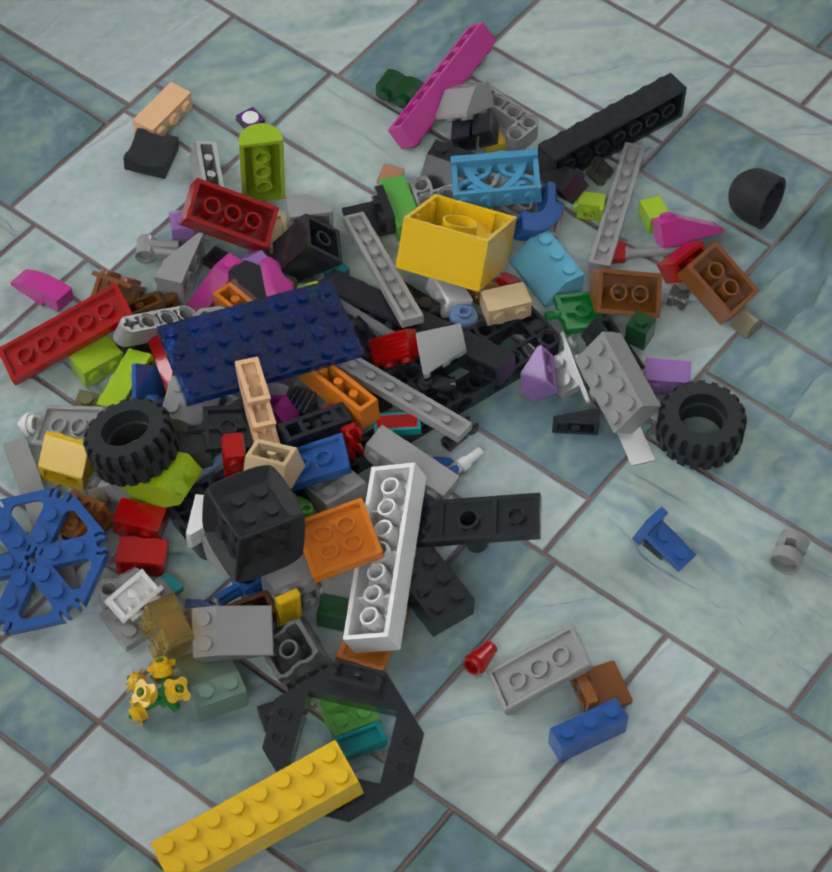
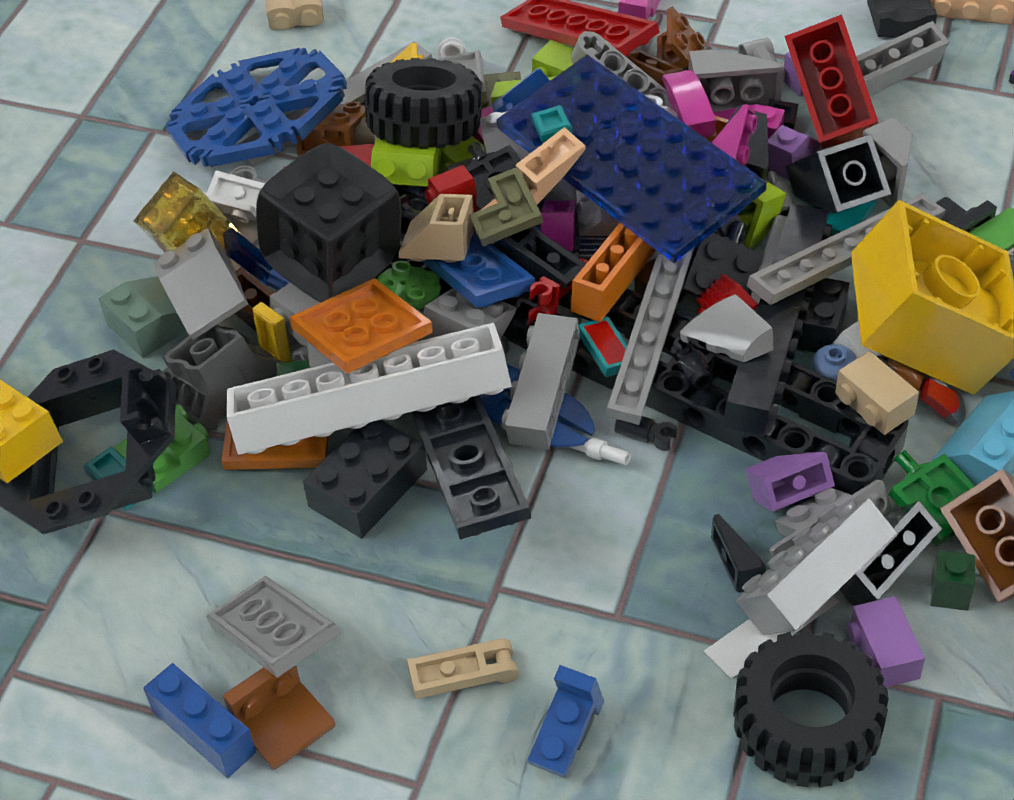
camera: 75 degrees right, 5 degrees down
(147, 696) = (100, 261): yellow plant -> none
(206, 294) = (690, 101): none -> dark pink slope
(218, 369) = (550, 122): none -> teal tile
(262, 162) = (927, 76): lime brick -> none
(283, 417) = (513, 210): none -> olive plate
(479, 659) = (282, 561): red cone -> none
(601, 586) = (462, 668): none -> tan plate

